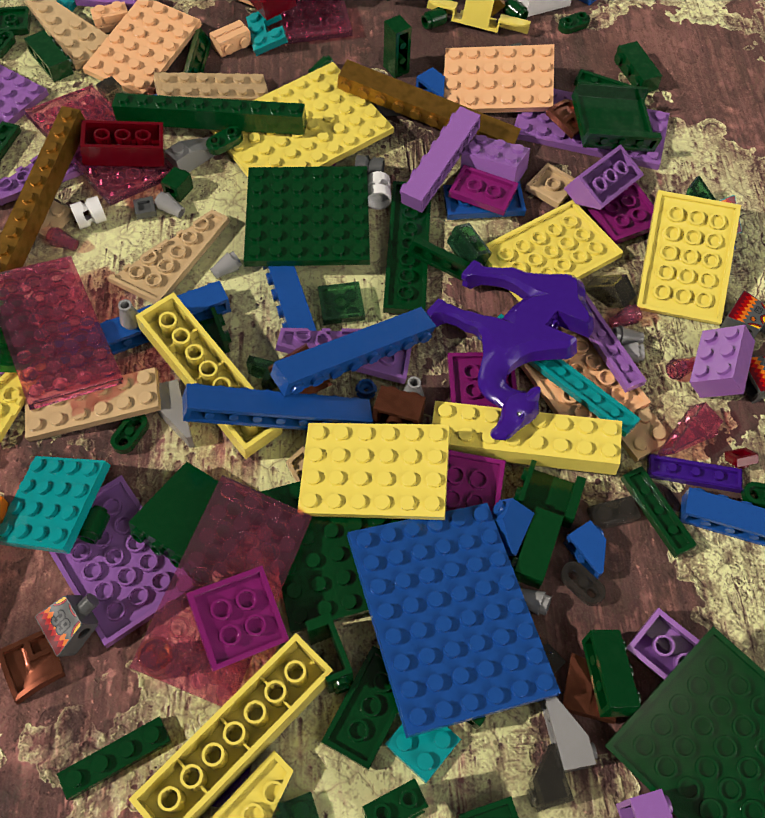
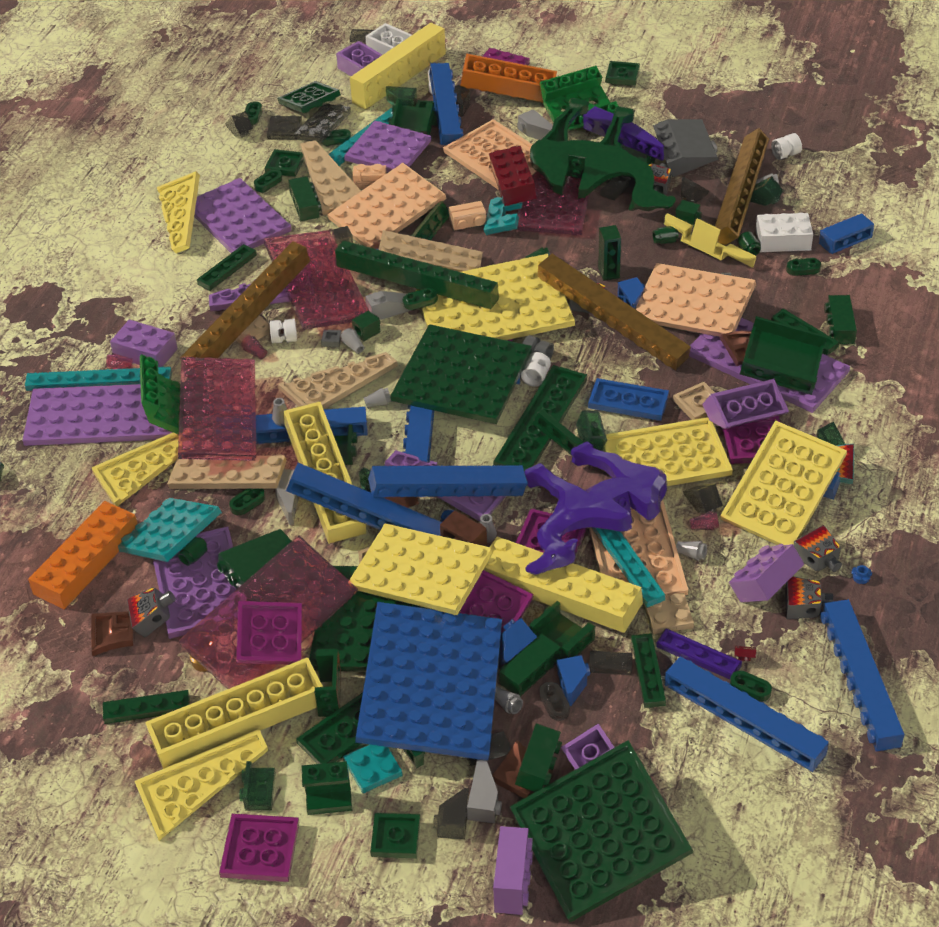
camera: 25 degrees right, 15 degrees down
(122, 143) = (332, 282): dark red brick -> none
(341, 303) = (460, 449): clear green plate -> none
(440, 159) = (599, 354): medium lavender brick -> none
(483, 190) = (628, 389): magenta plate -> none
(496, 157) = (652, 368): medium lavender brick -> none
(614, 353) = (671, 535): medium lavender plate -> none
(627, 335) = (693, 533): light grey cone -> none
(680, 367) = (728, 570): clear pink cone -> none
(696, 426) = (711, 620): clear pink slope -> none

